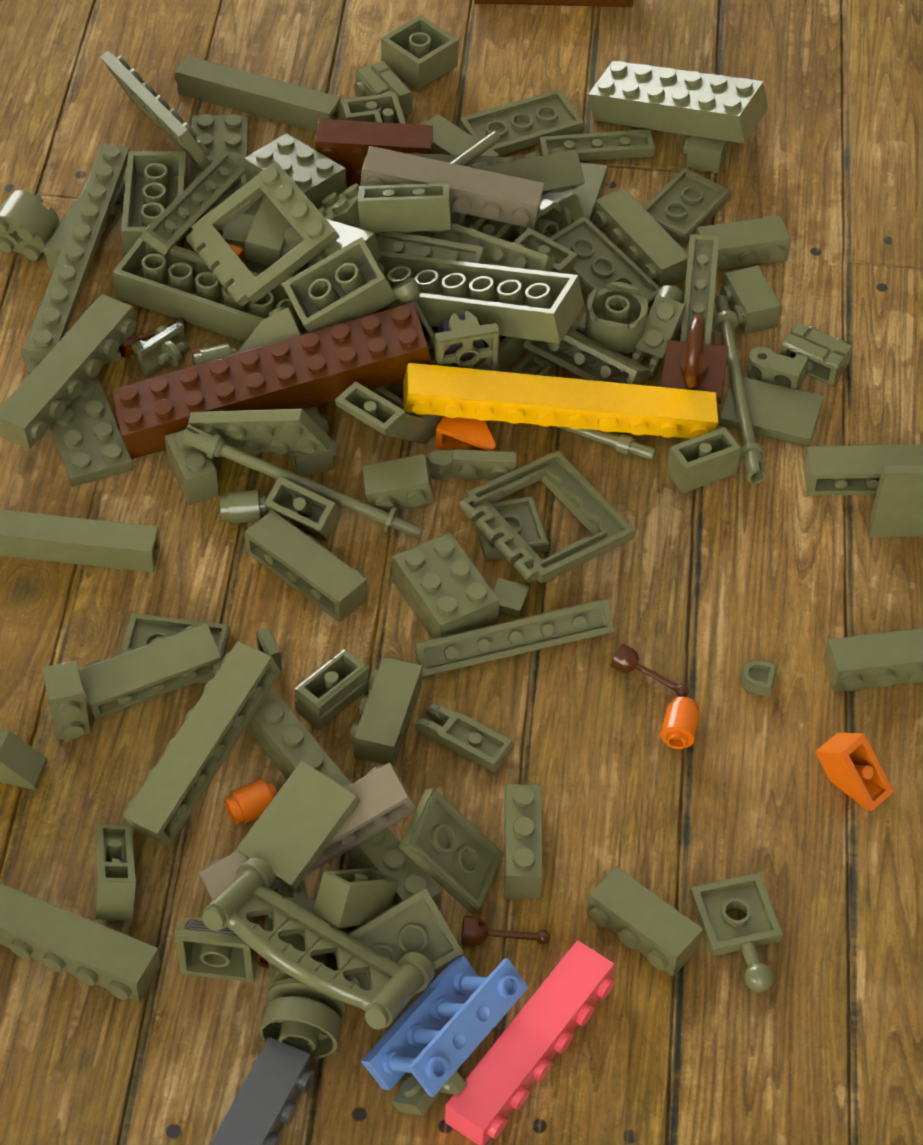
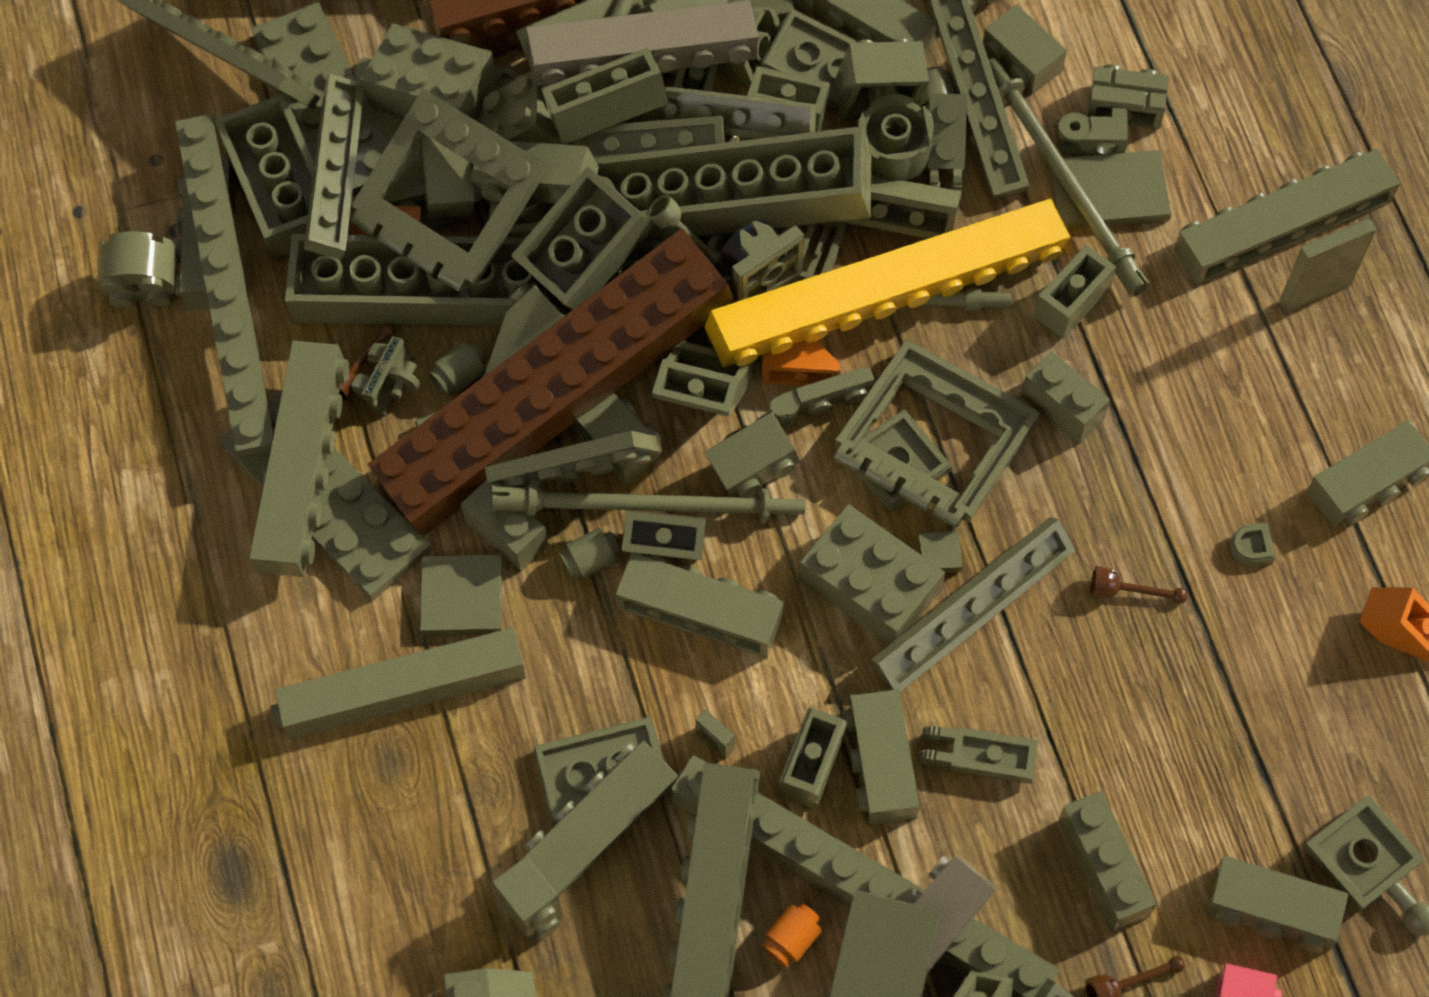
camera: 20 degrees left, 15 degrees up
(137, 499) = (461, 595): none -> olive tile
(451, 850) = (1045, 912): olive tile -> none
(625, 263) = (879, 70): none -> olive brick
(660, 527) = (1065, 397): none -> olive brick
(680, 723) = (1201, 641): orange brick -> none
(695, 364) = (1009, 171): reddish brown tile -> none

